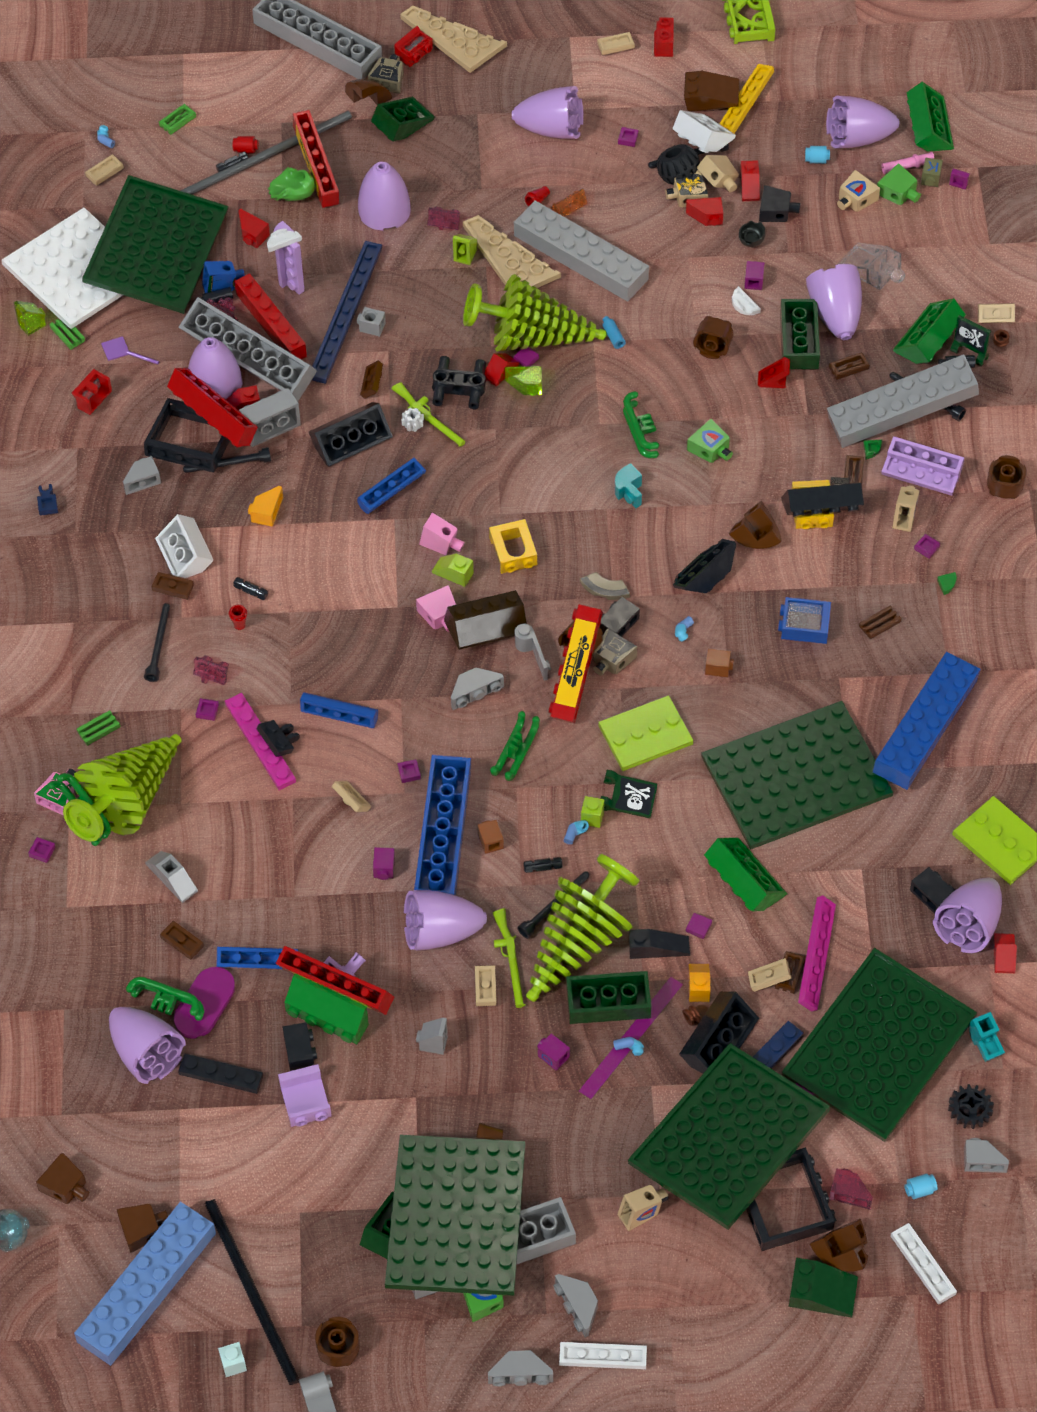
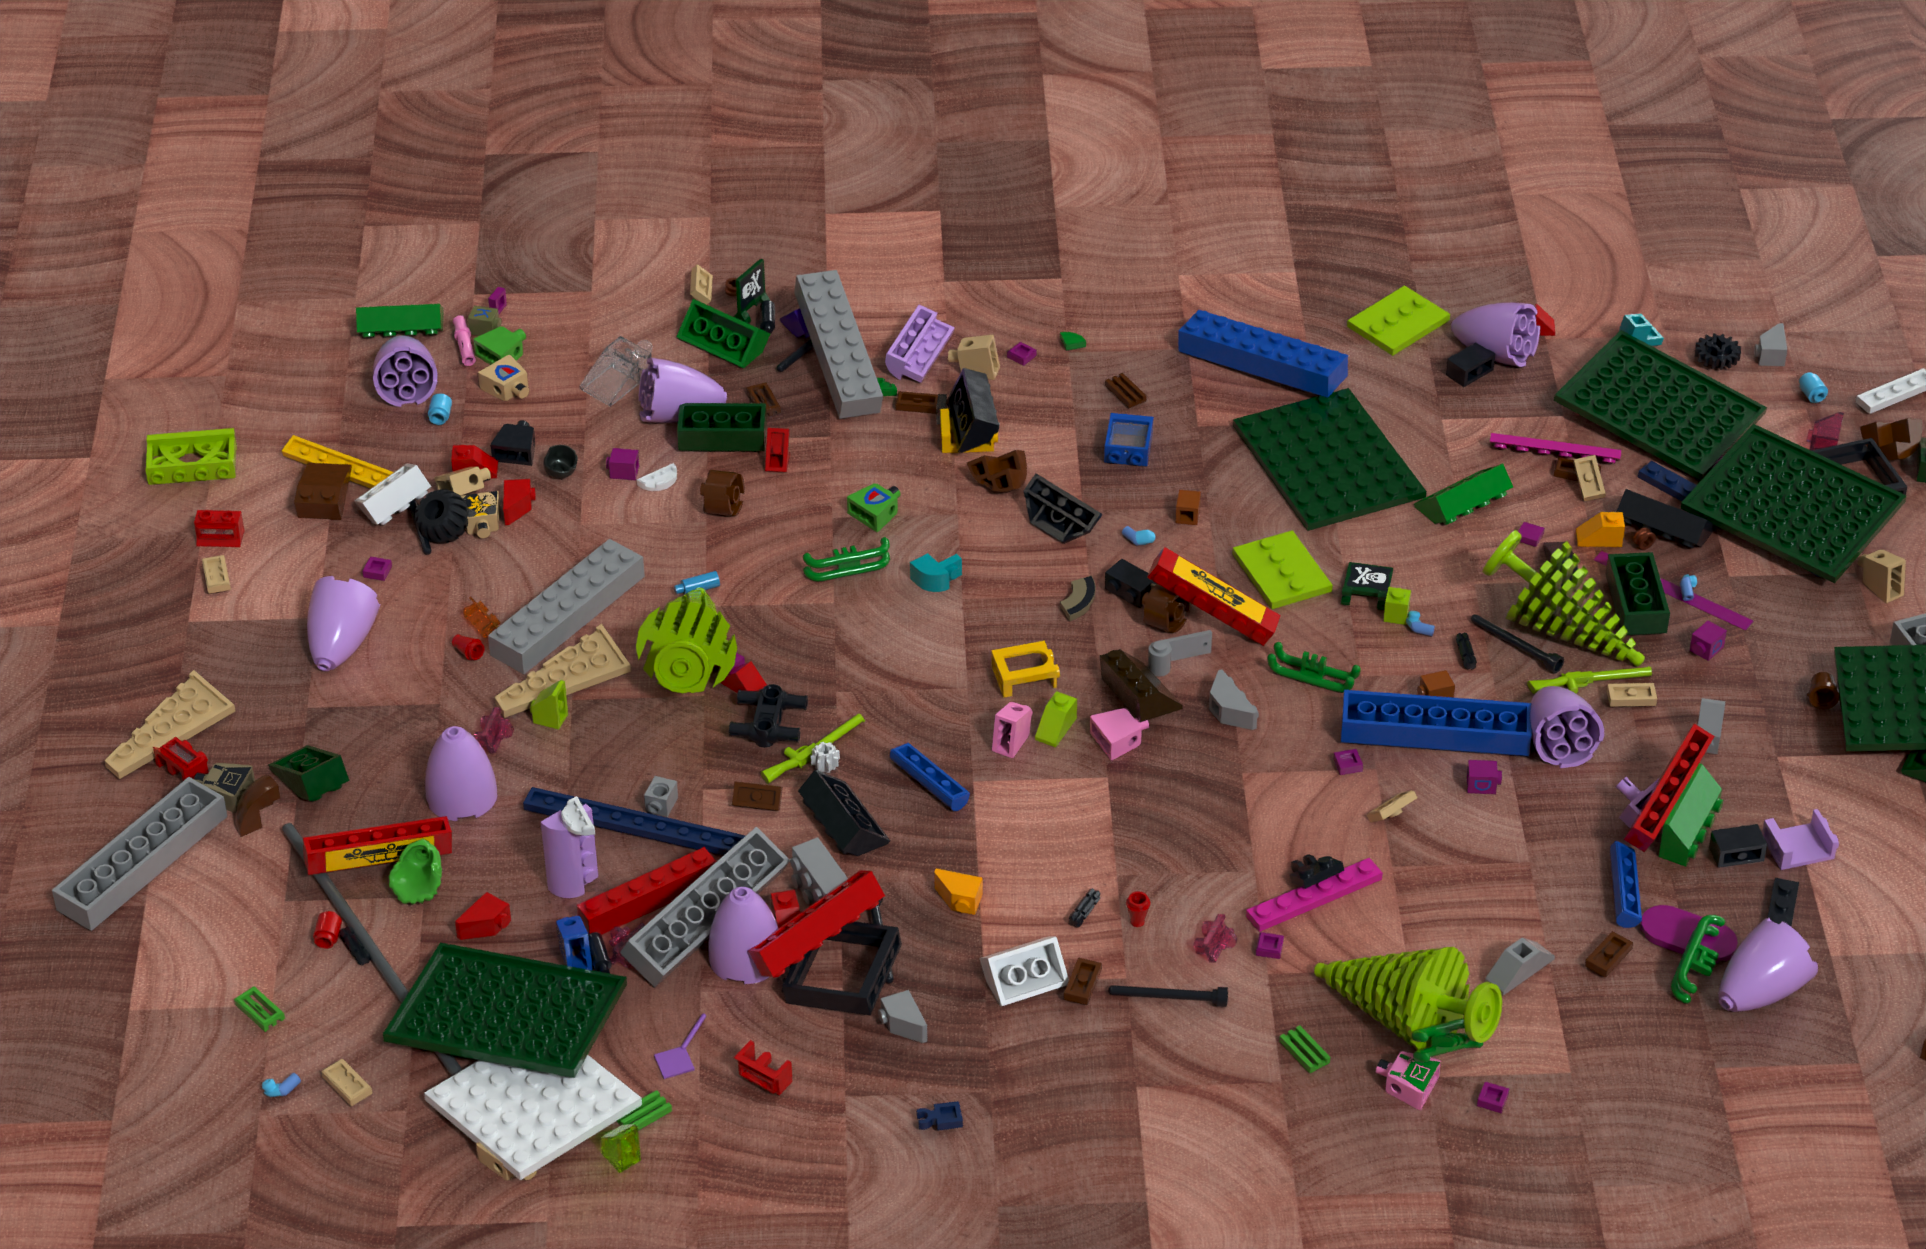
camera: 90 degrees left, 15 degrees down
(338, 710) = (1267, 820): blue brick -> none
(525, 379) = (770, 654): clear neon green slope -> none
(1006, 477) = (937, 285): reddish brown brick -> none

